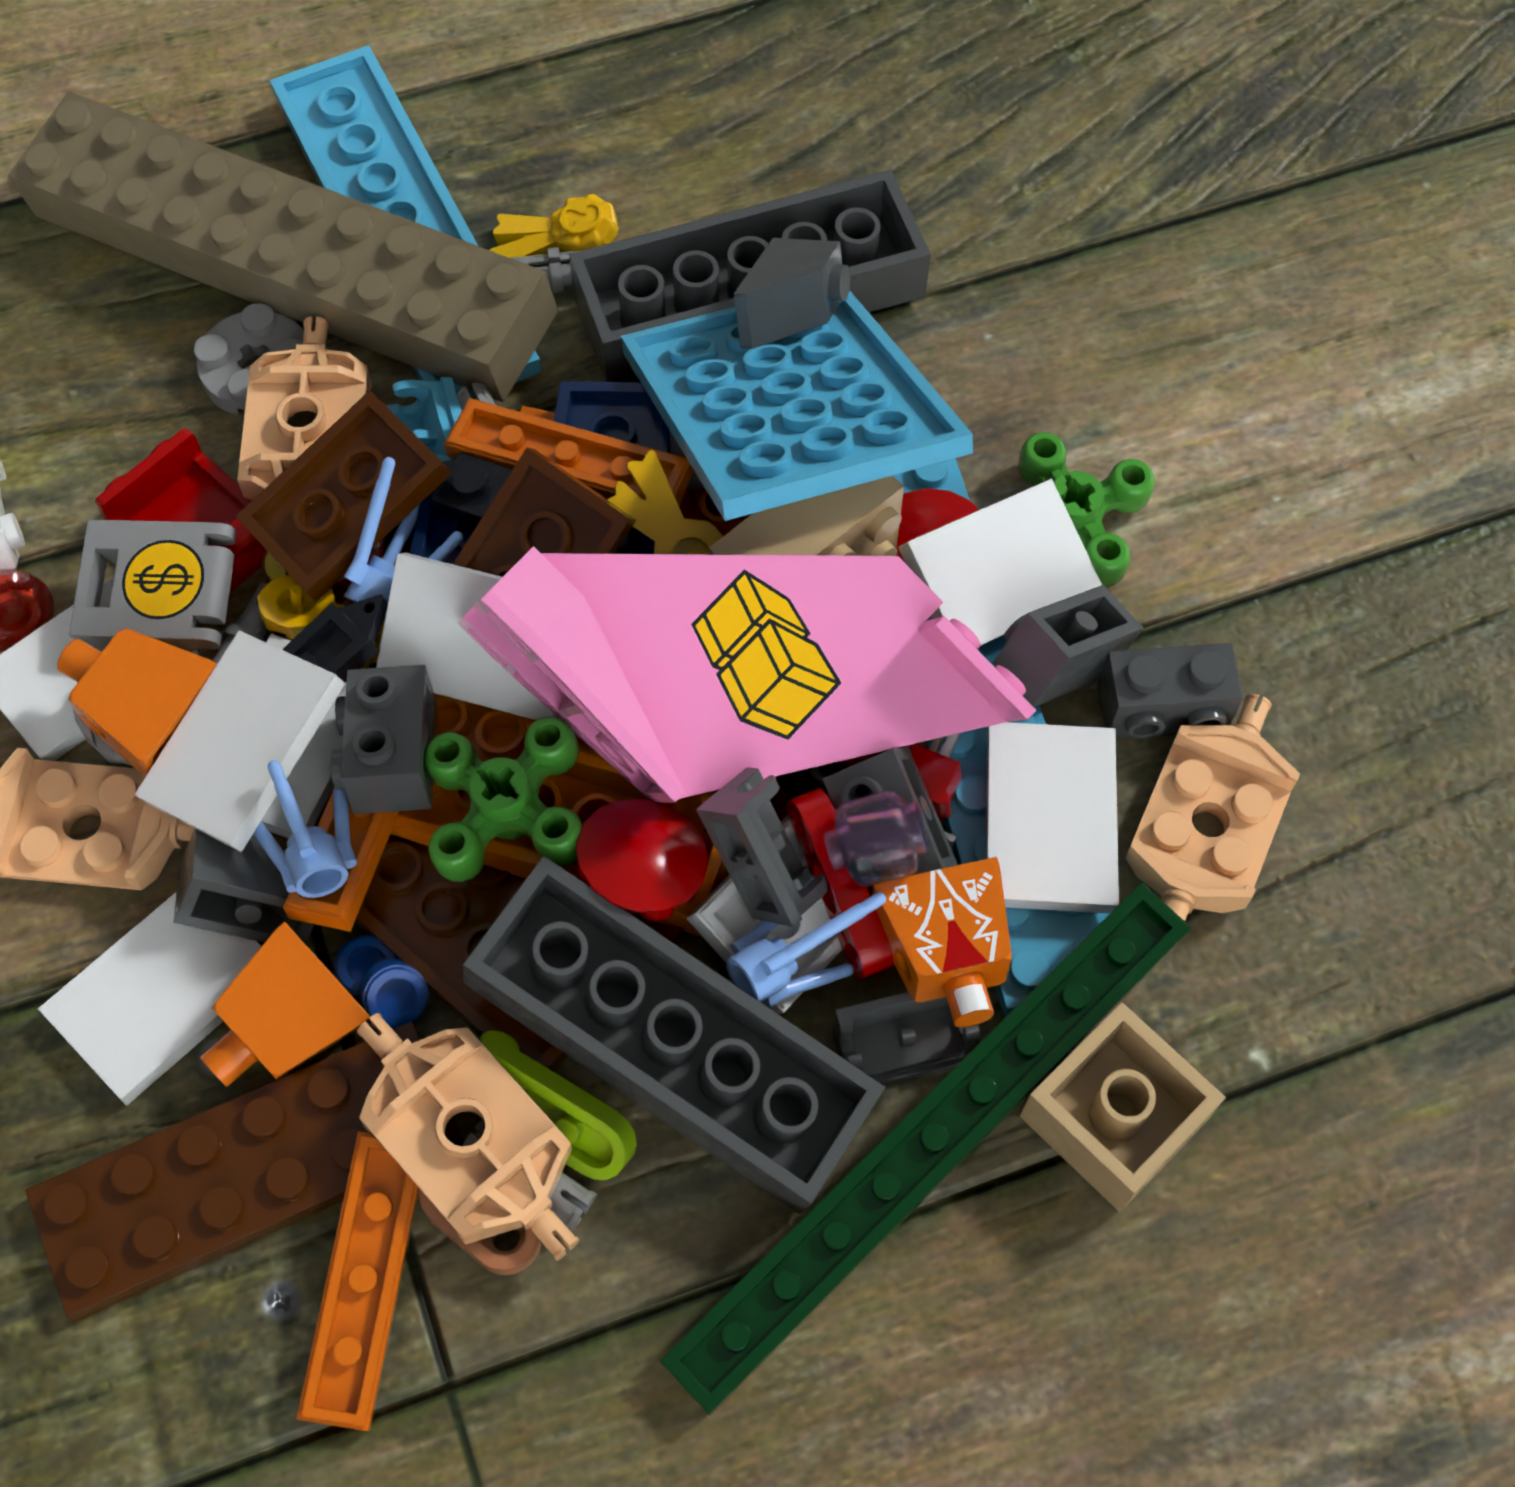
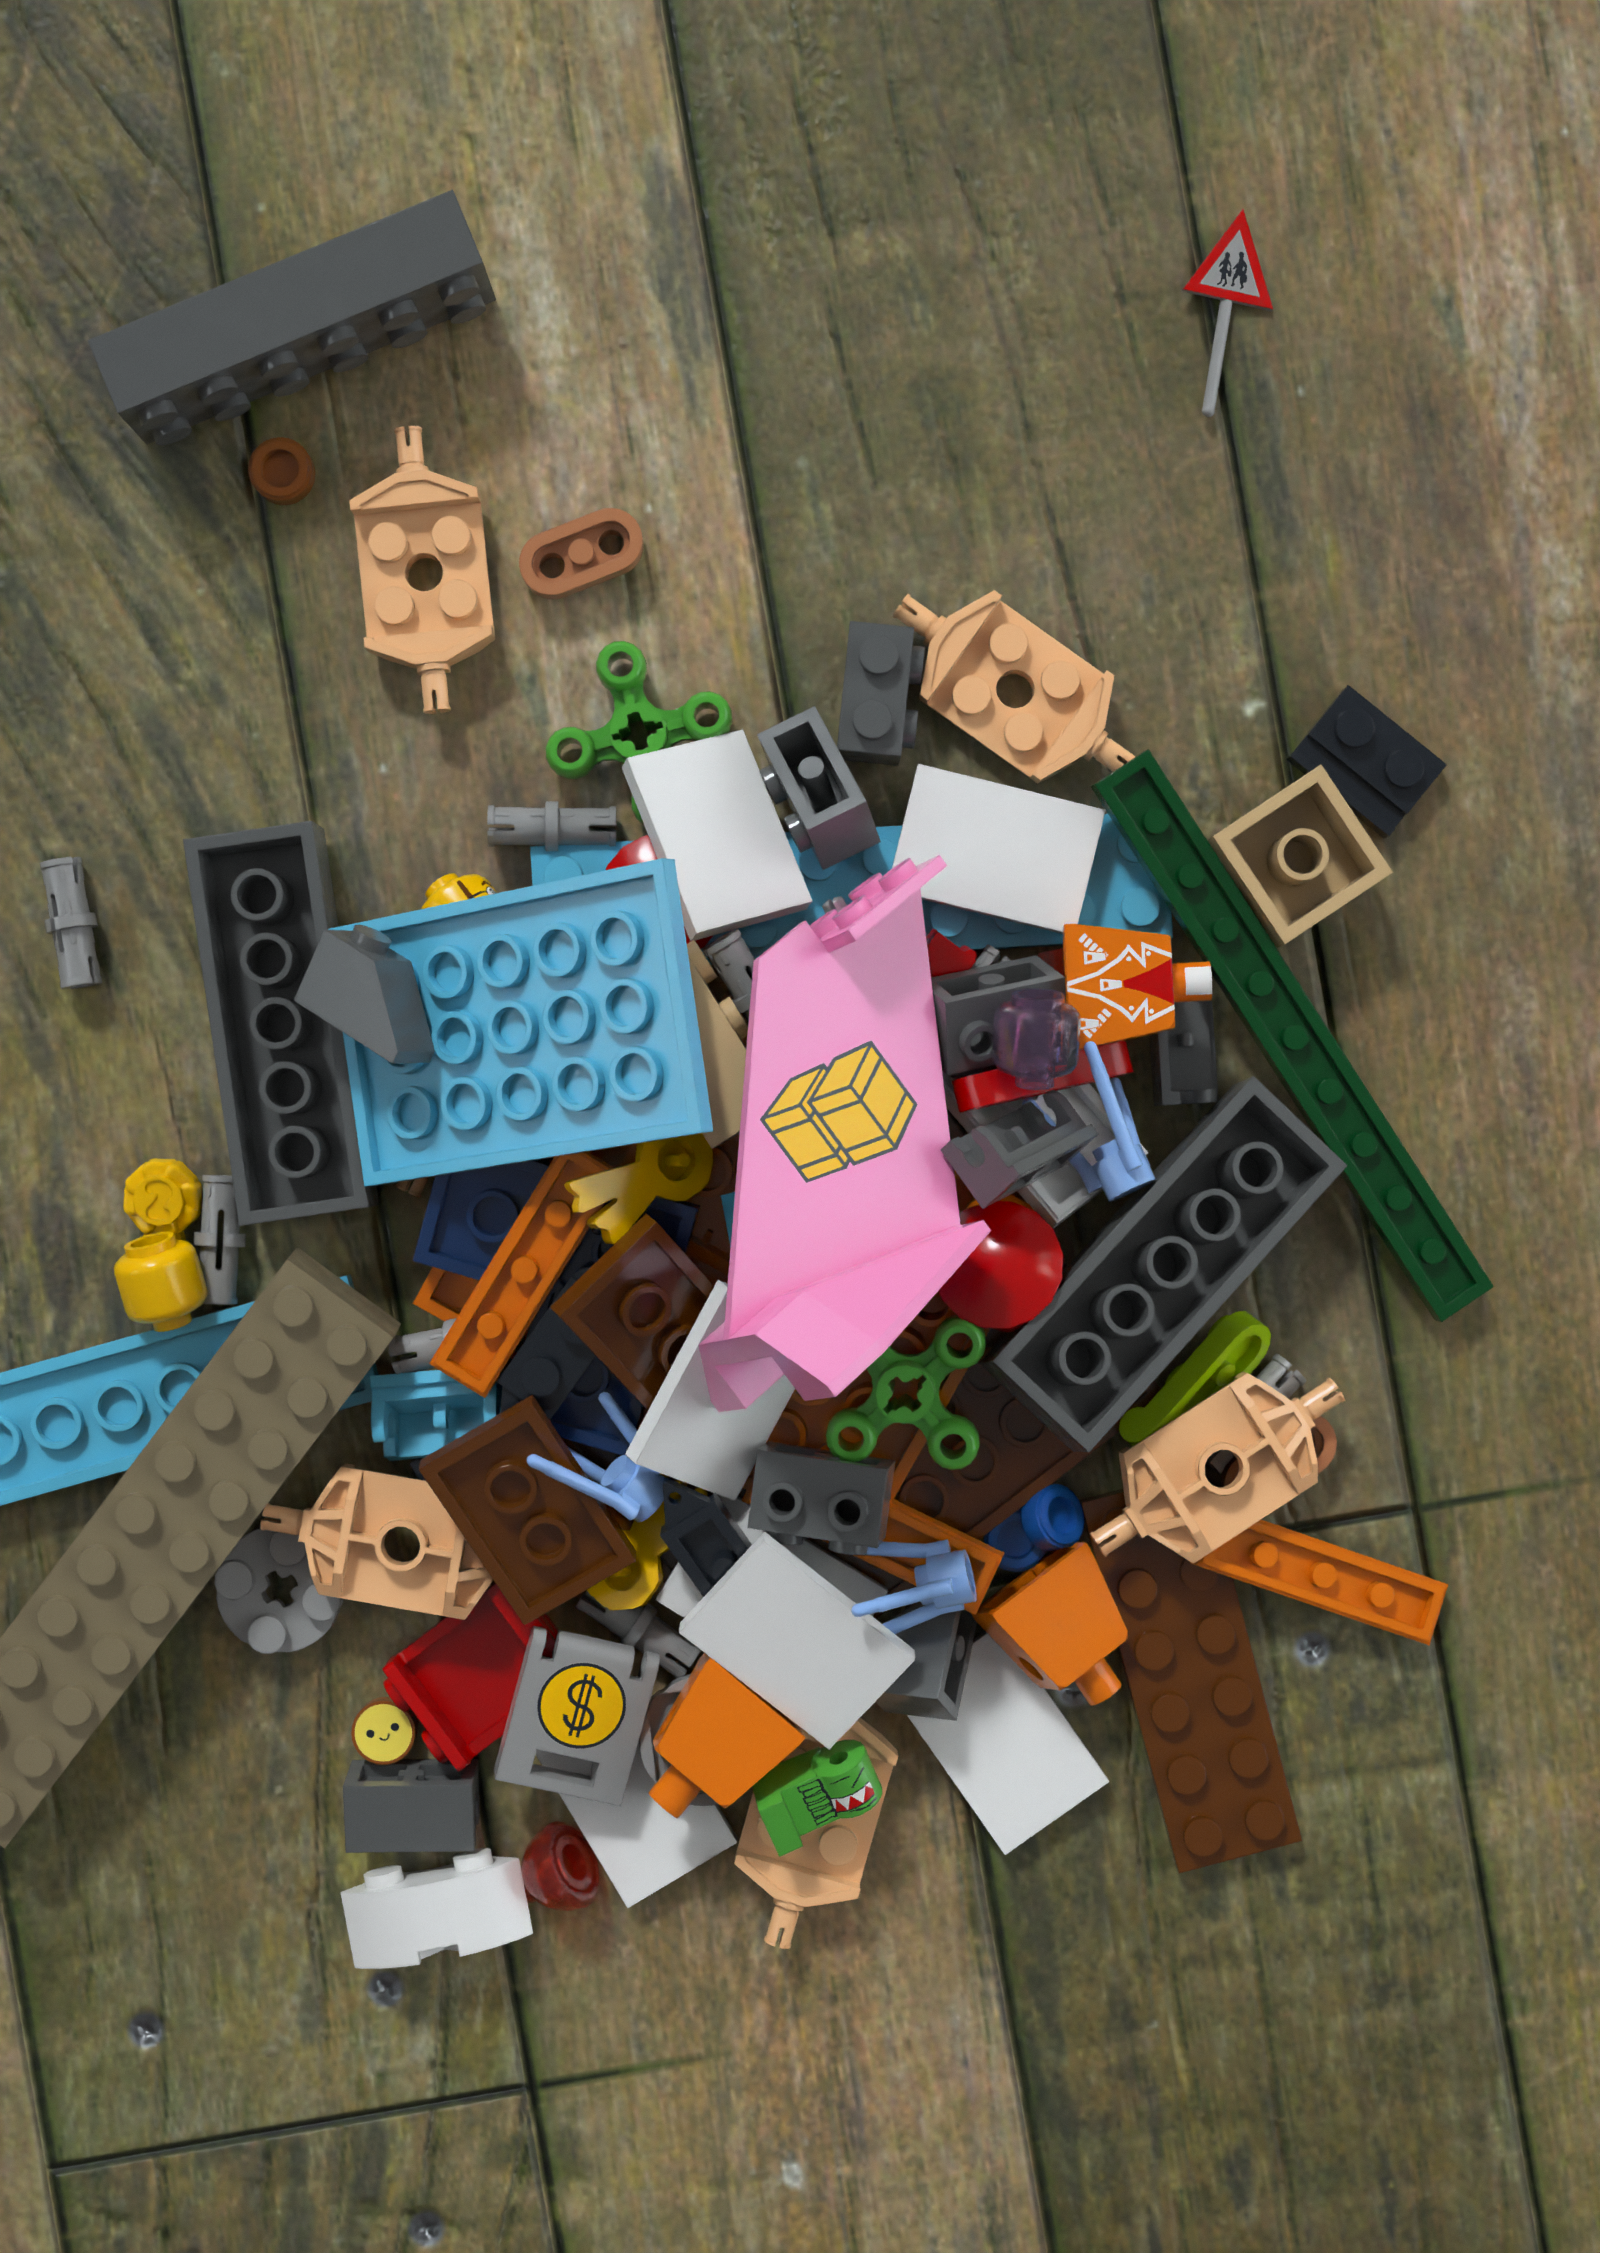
camera: 75 degrees left, 25 degrees up
(59, 479) = (411, 1806): none -> dark grey hinge
(89, 794) = (816, 1791): none -> bright green leg
(125, 451) = (384, 1731): none -> light yellow tile
(512, 220) = (160, 1281): none -> yellow head
(801, 135) = (71, 923): none -> light grey pin
(977, 468) = (551, 826): none -> light grey pin
(1204, 311) = (412, 519): none -> light nougat plate
(1216, 225) = (281, 471): none -> dark orange tile
(1224, 444) = (579, 548): none -> nougat plate
(1239, 1180) = (1369, 760): none -> black plate
(1350, 196) = (294, 321): none -> dark grey brick

